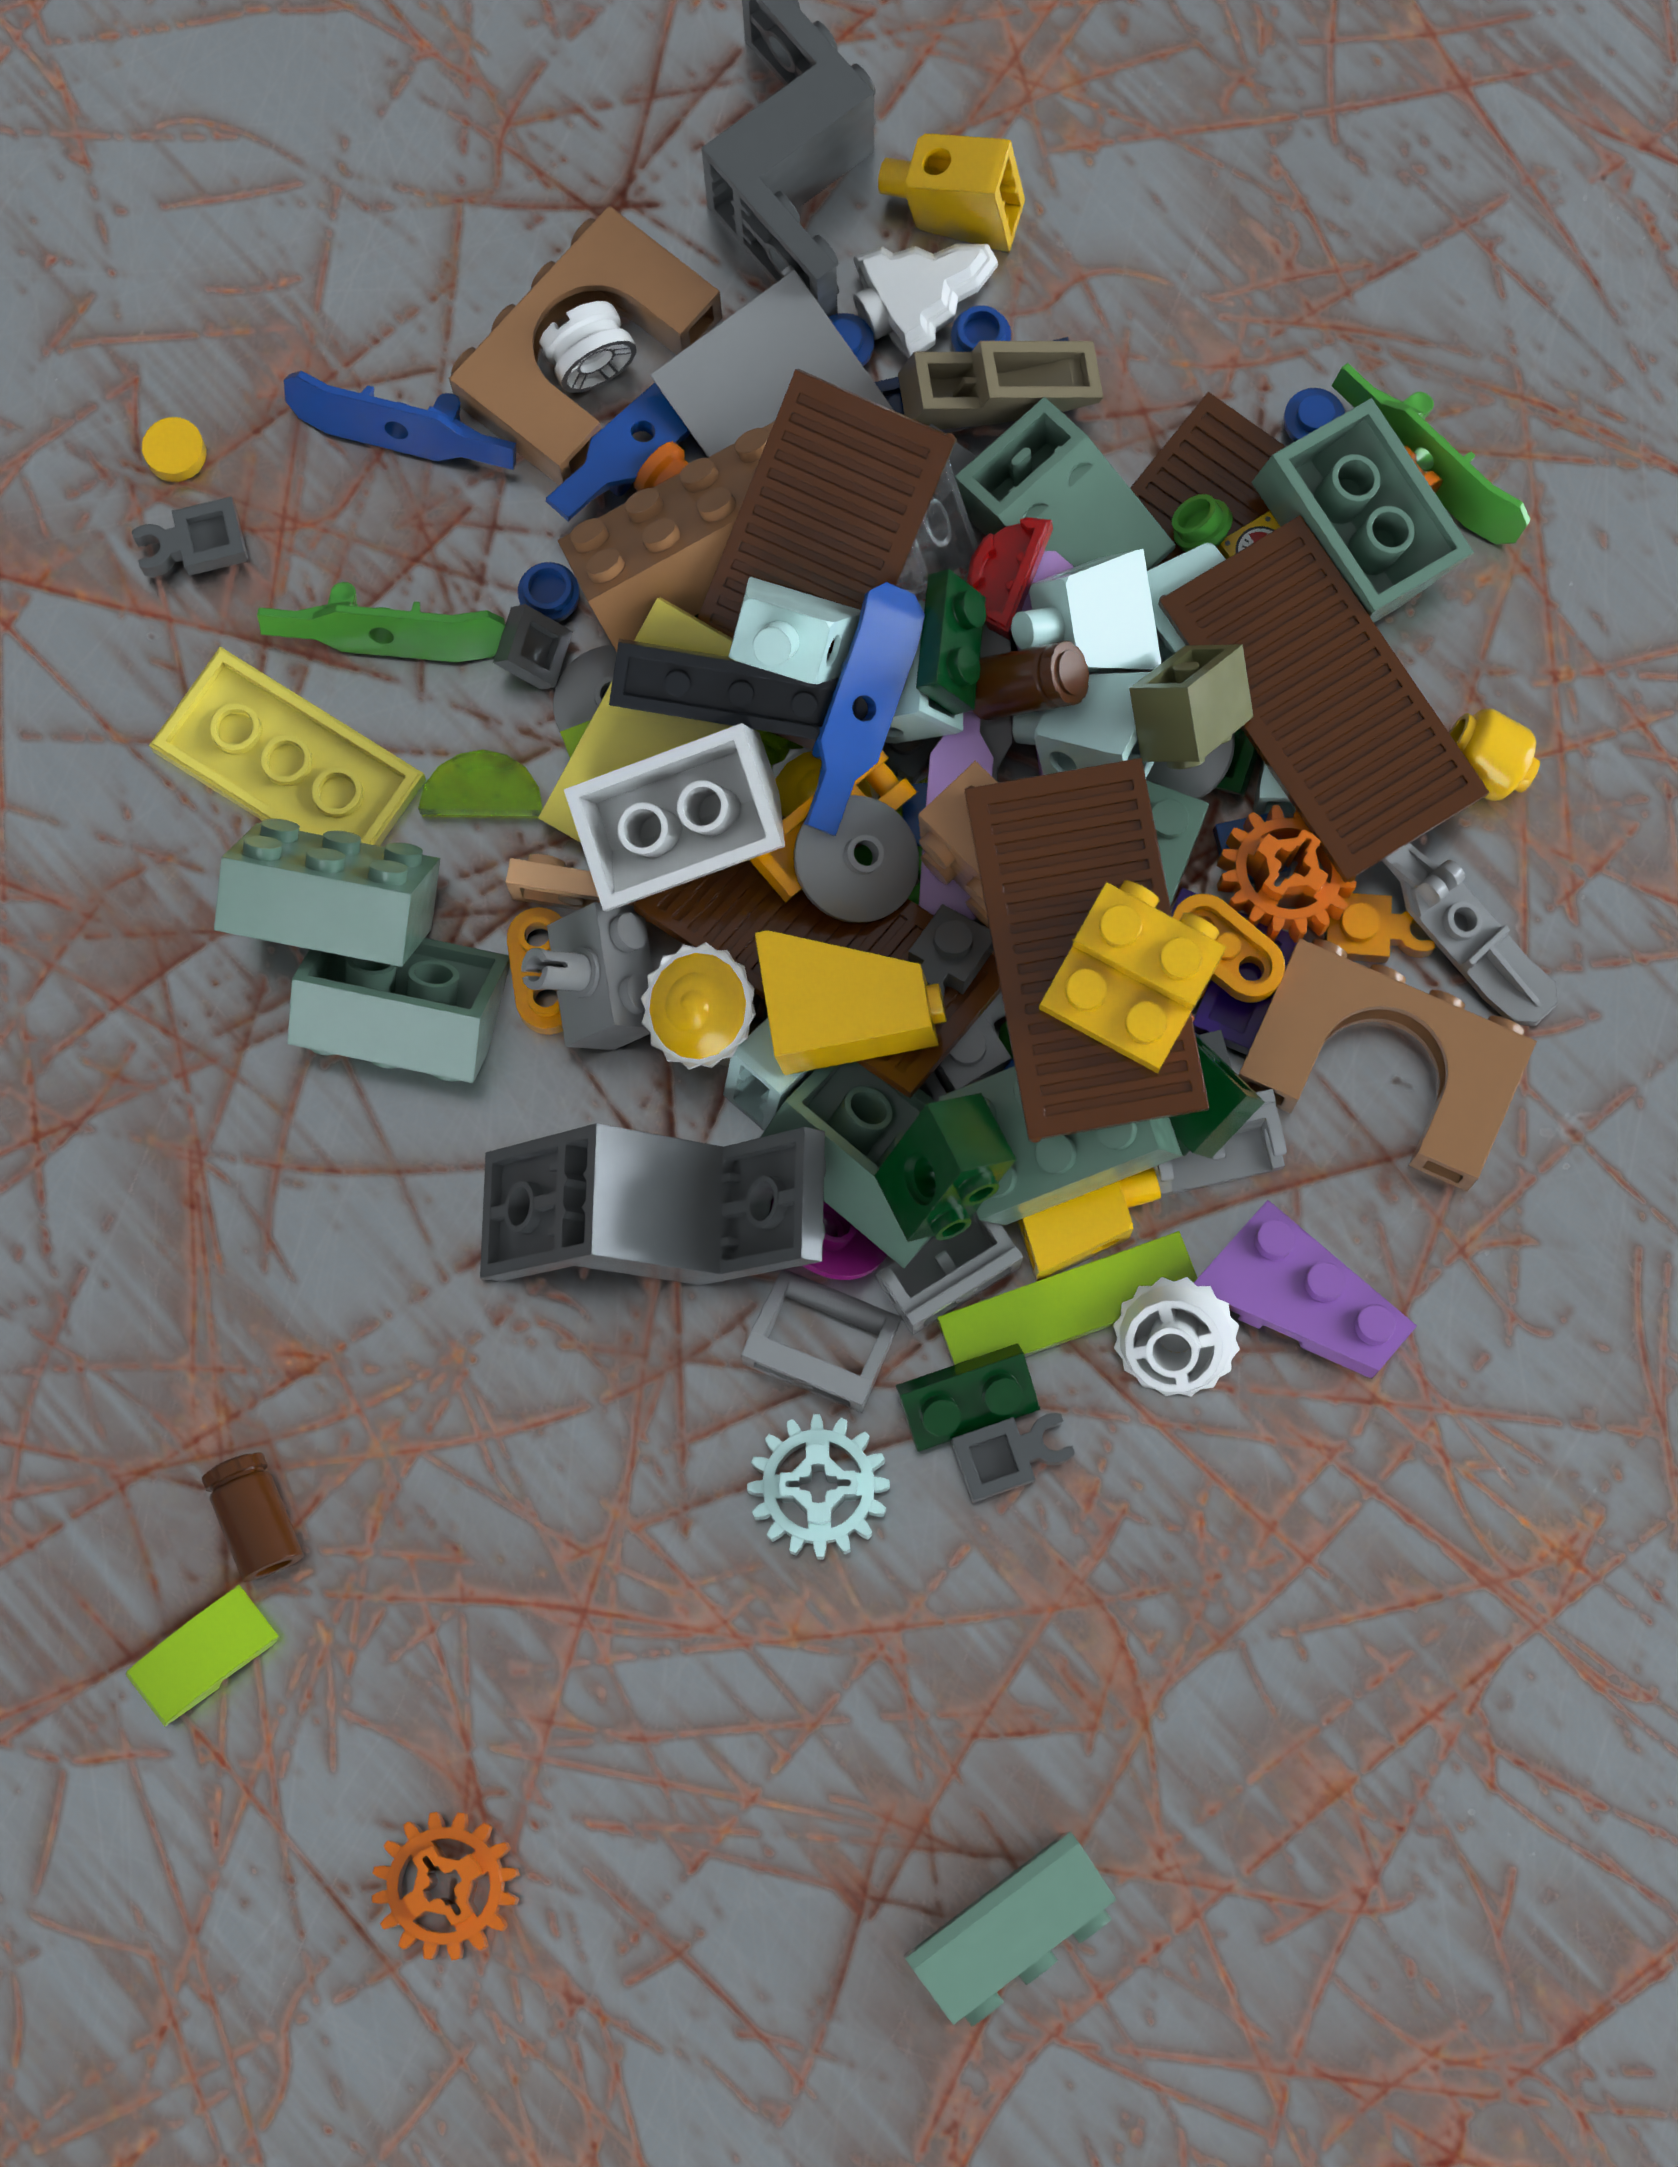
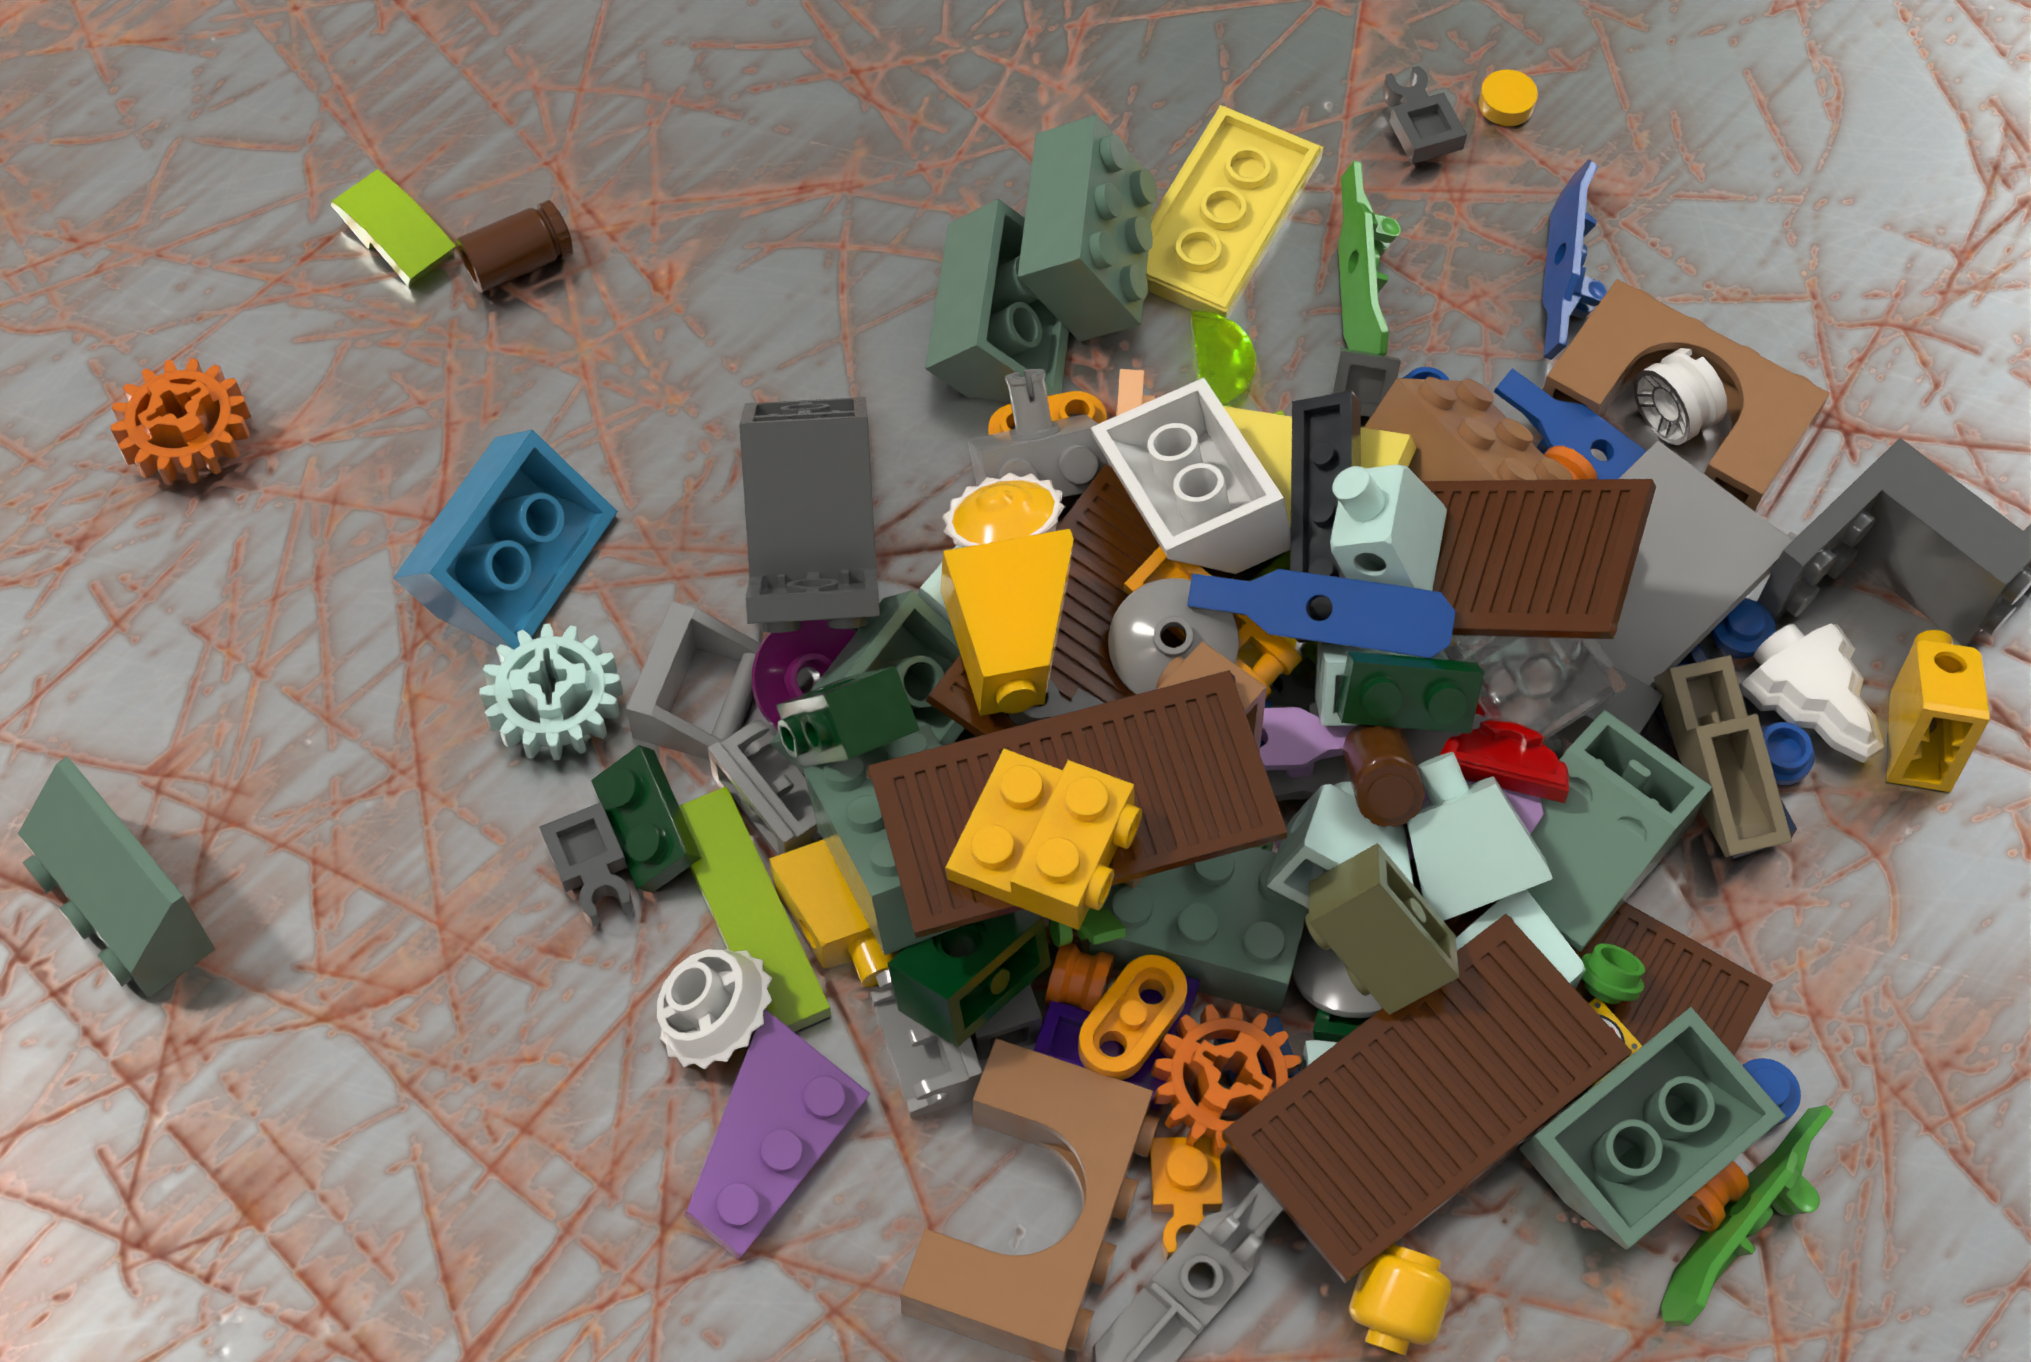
camera: 80 degrees right, 15 degrees down
(634, 1531) = (507, 541): none -> dark azure slope

